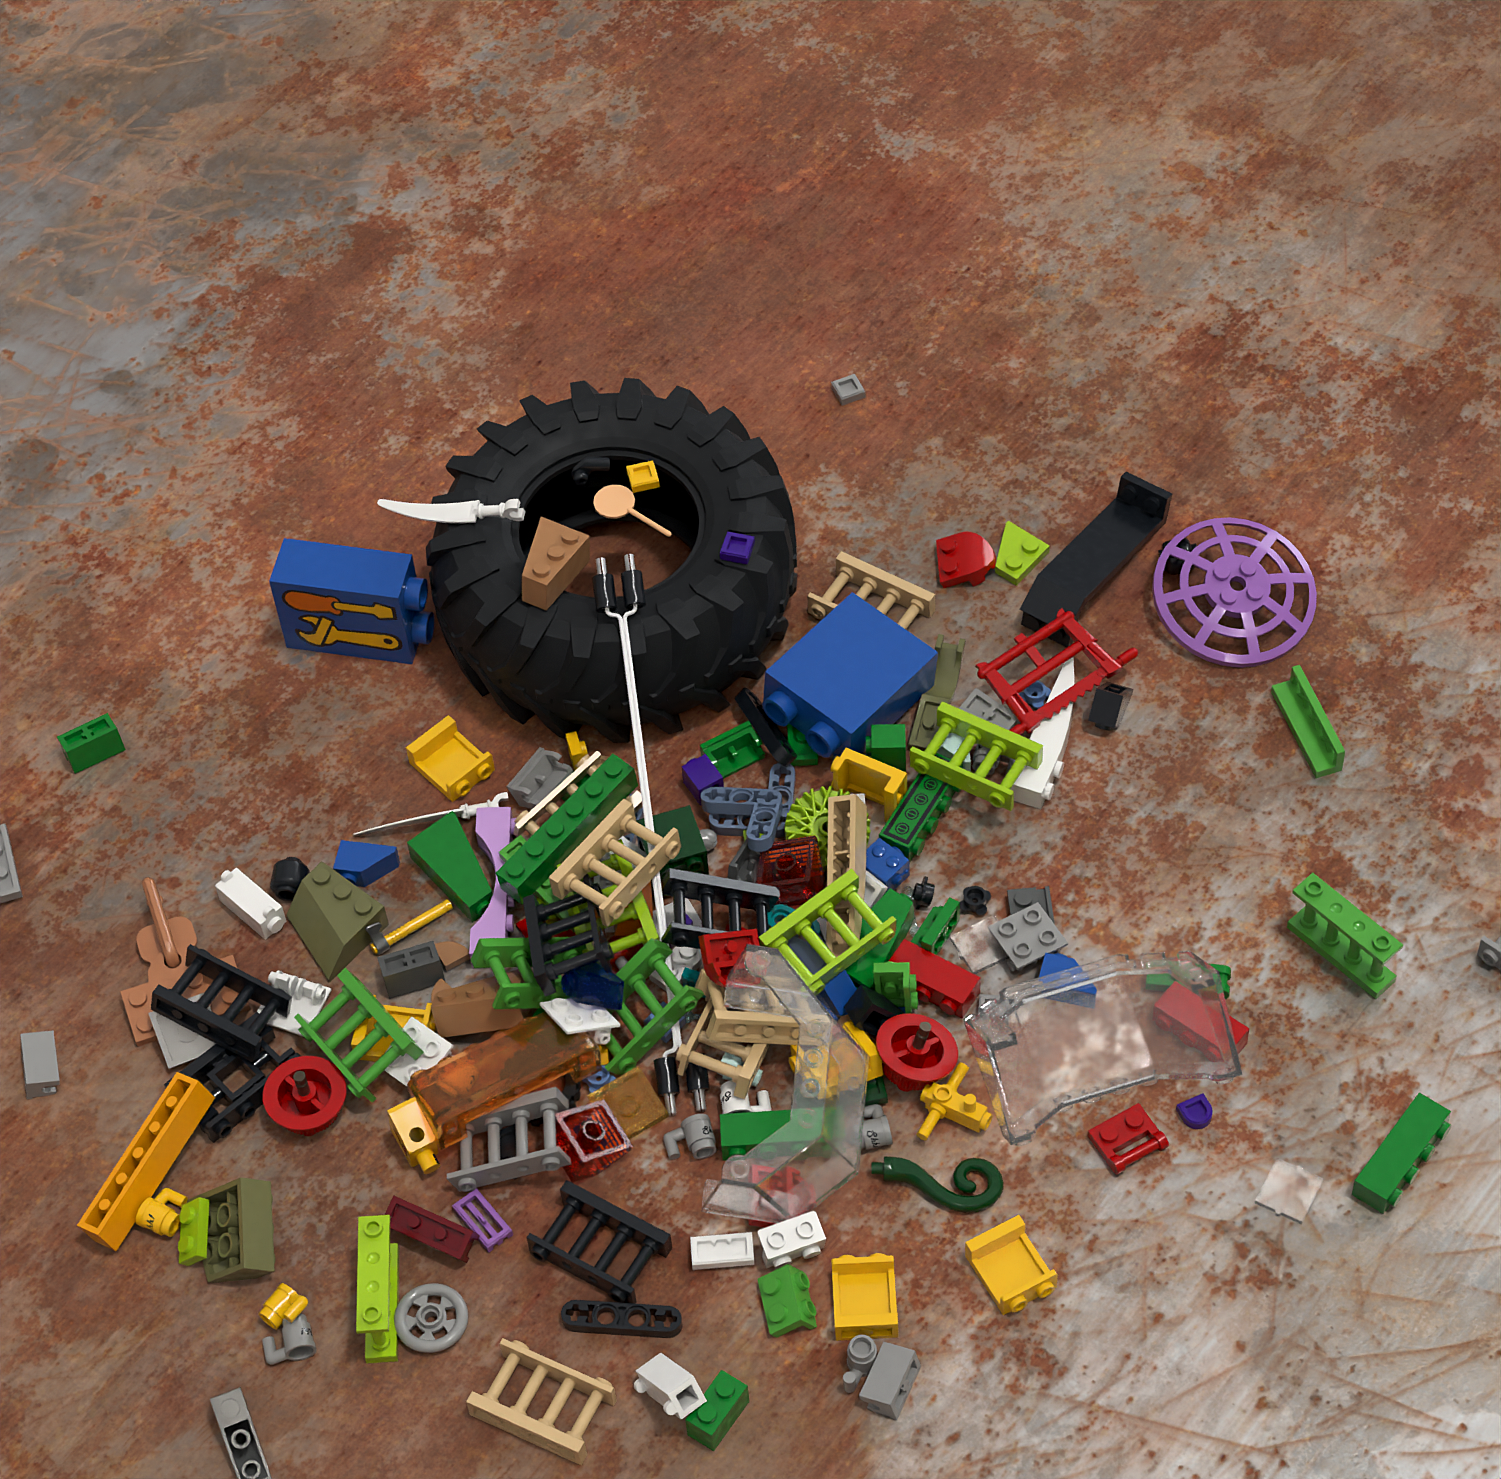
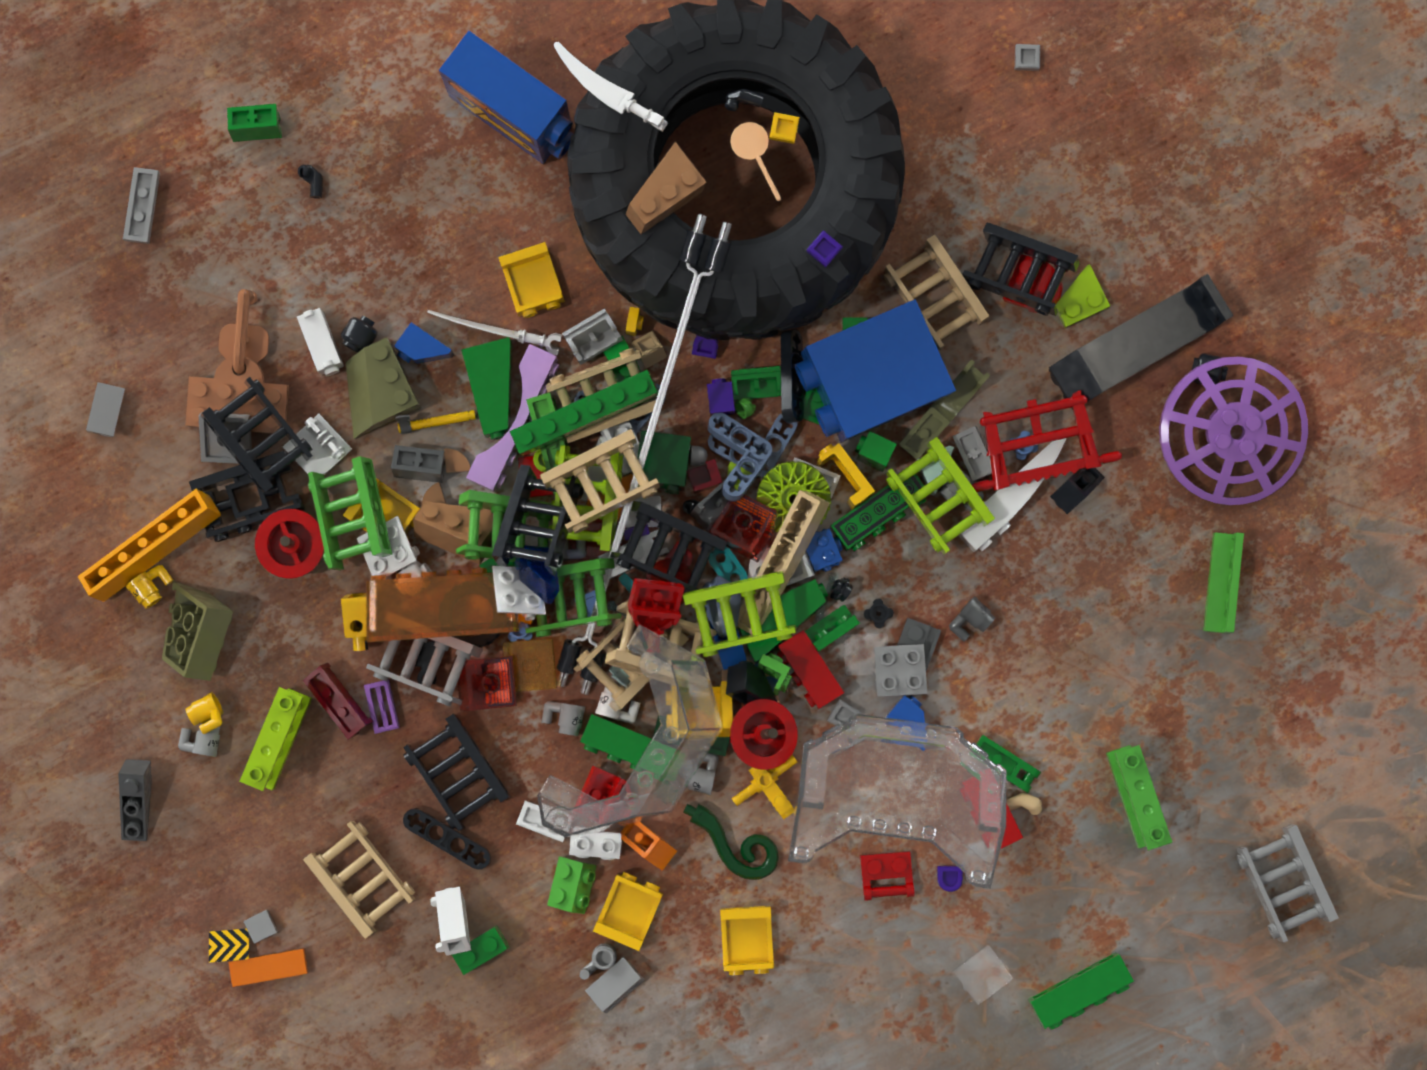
camera: 20 degrees right, 30 degrees up
(175, 767) = (314, 178): none -> black arm
(193, 1231) = (165, 616): lime plate -> none
(419, 1297) = (308, 749): light grey plate -> none
(661, 742) = (705, 347): none -> dark purple tile
(725, 852) = (705, 477): none -> dark red panel
(732, 774) = (744, 408): none -> bright green hinge
(852, 1218) = (648, 844): none -> orange slope
(939, 524) = (1018, 245): none -> black fence
(1075, 856) = (976, 614): none -> dark grey piece
(1240, 1001) = (1026, 801): none -> tan arm

